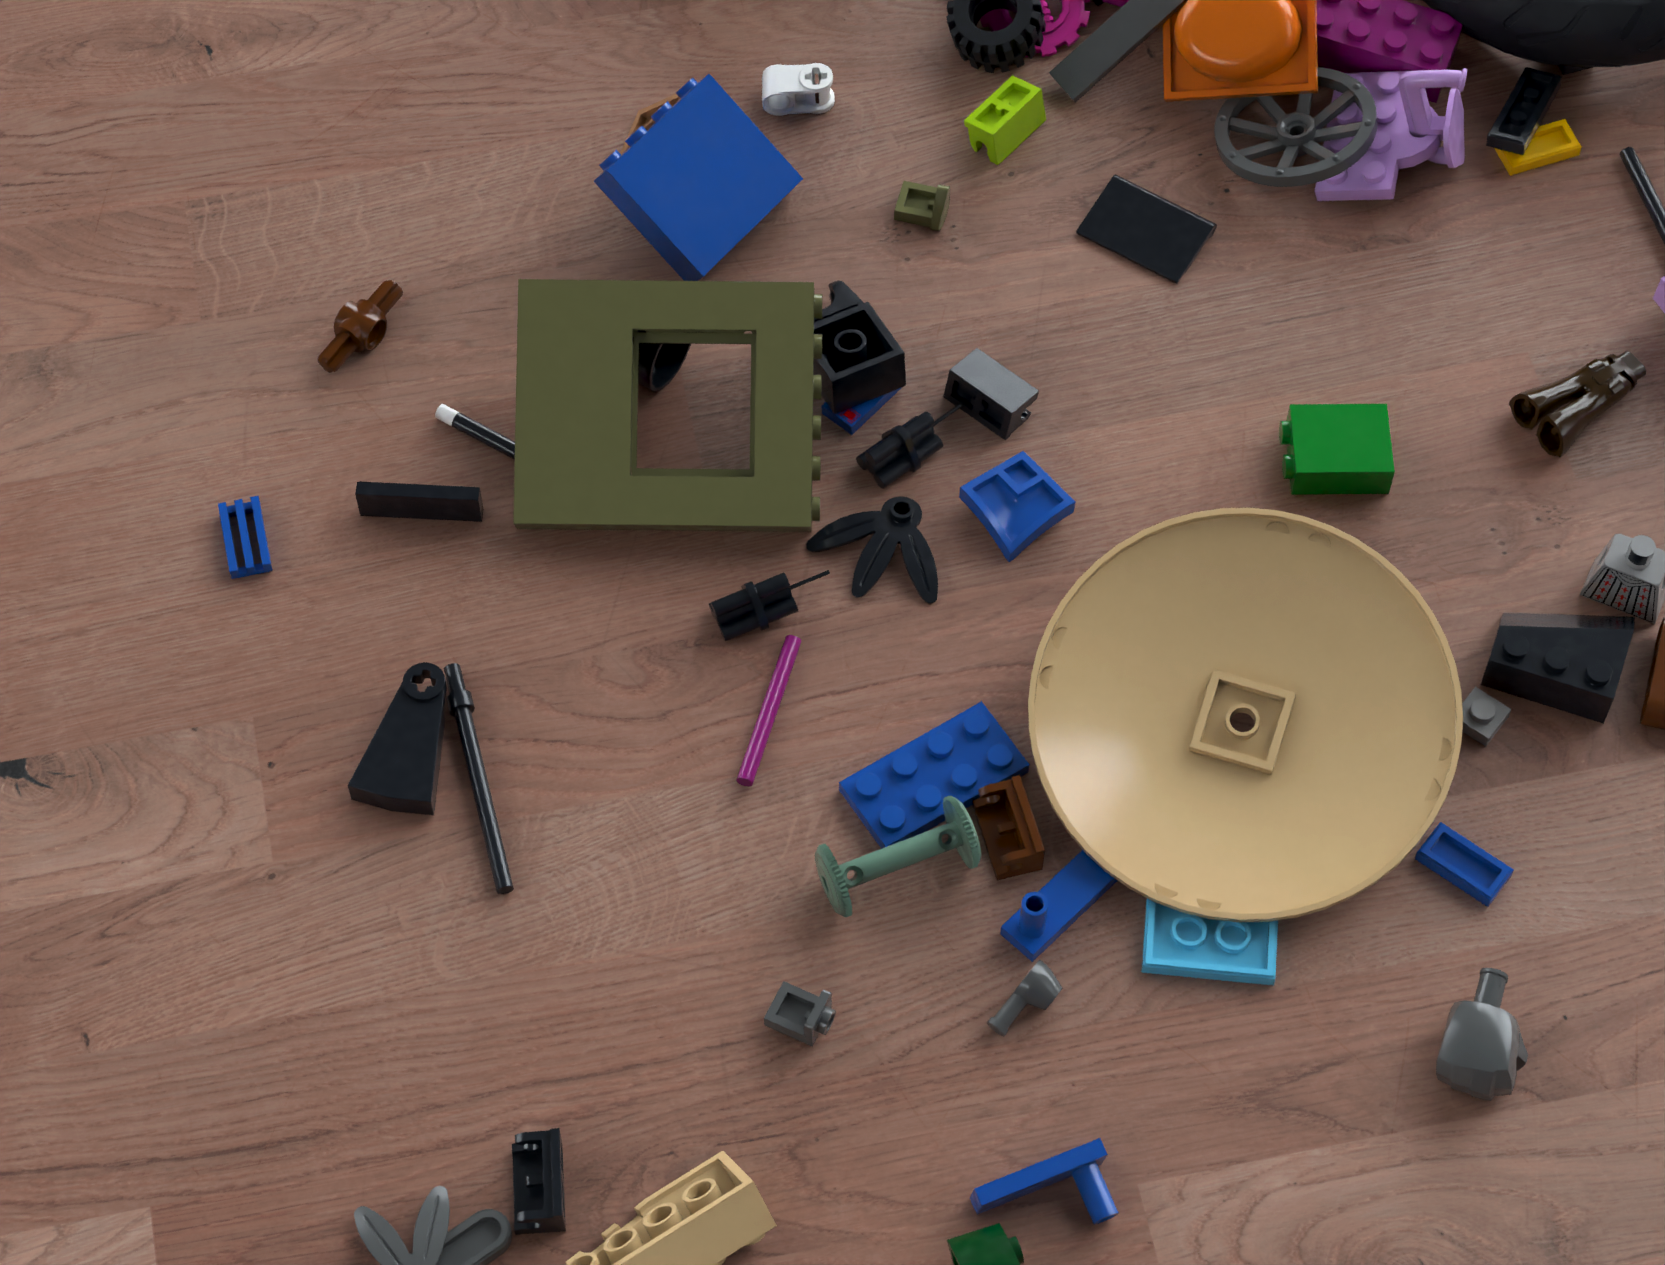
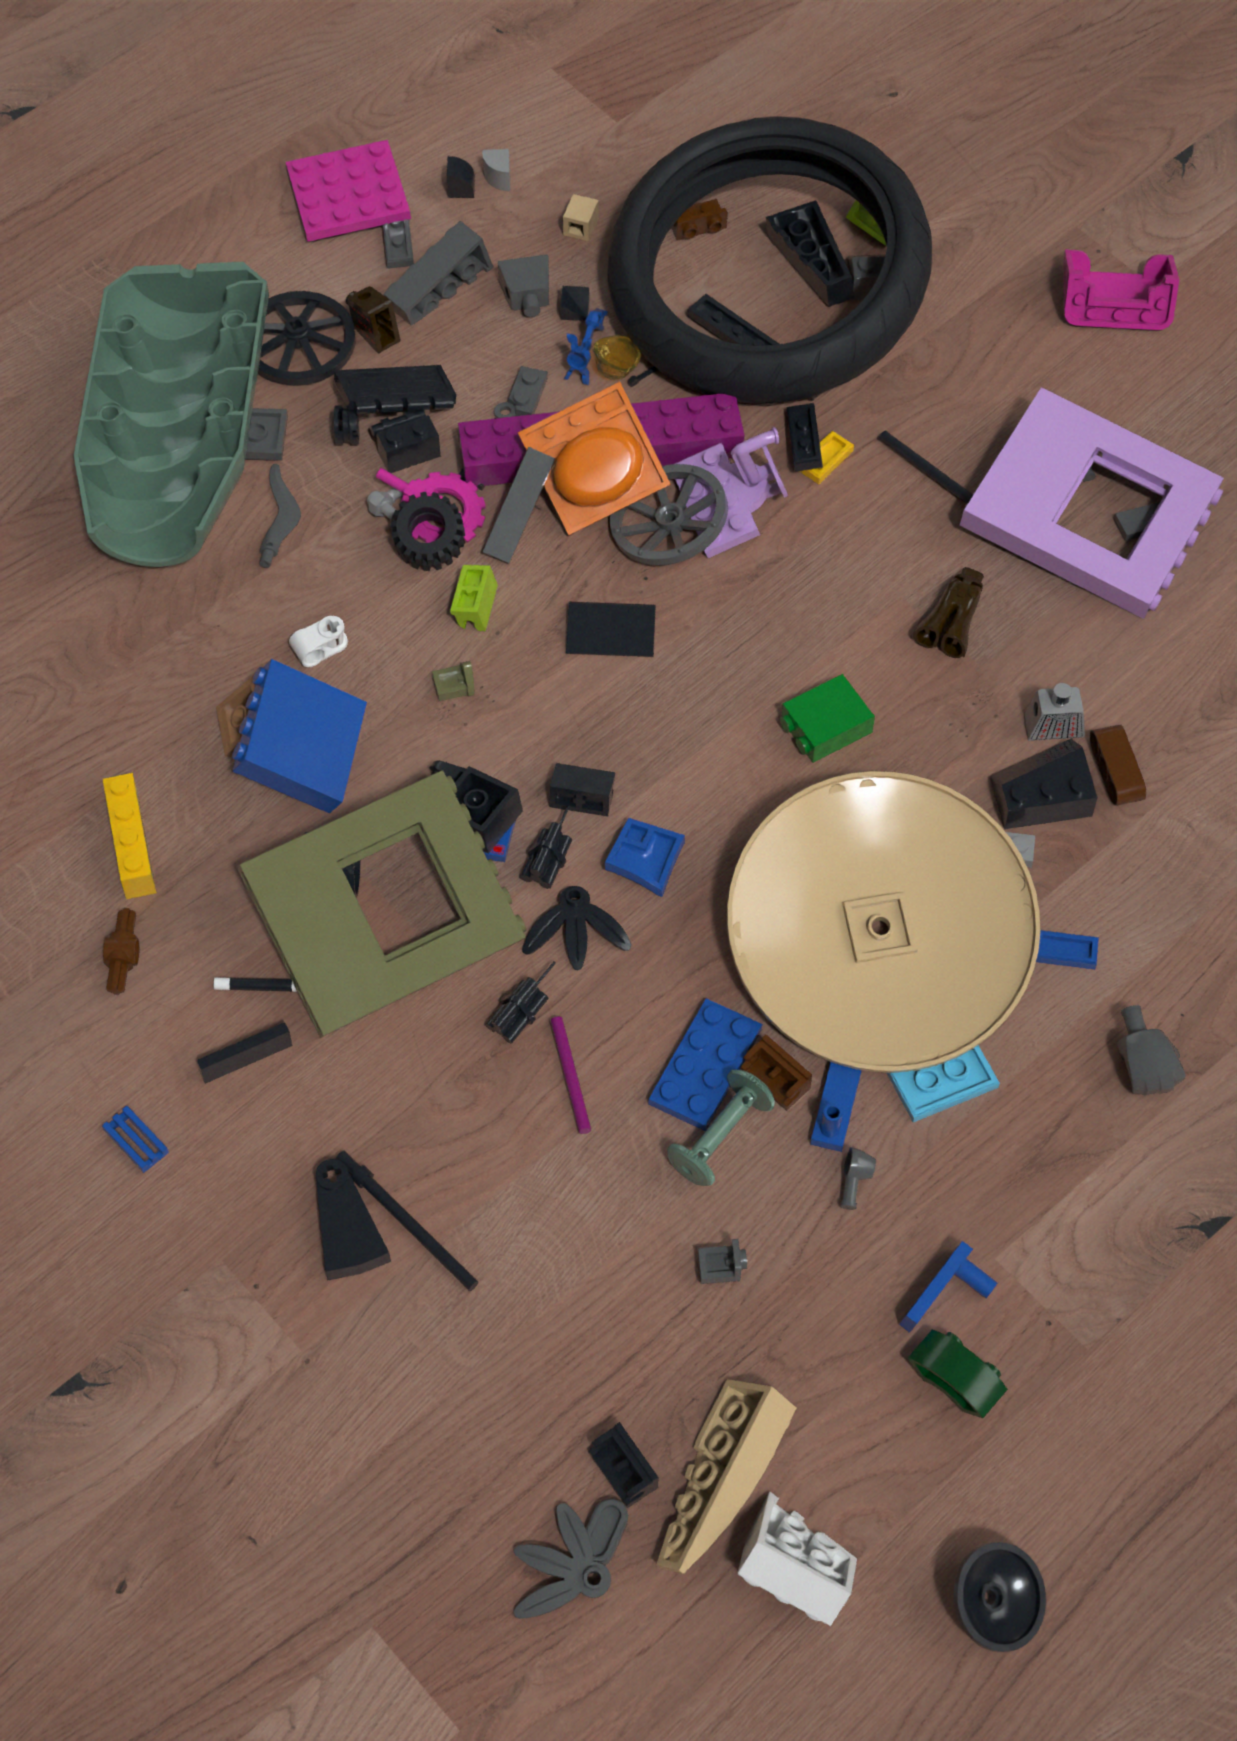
camera: 30 degrees left, 0 degrees up
(448, 205) = (129, 836): none -> yellow brick

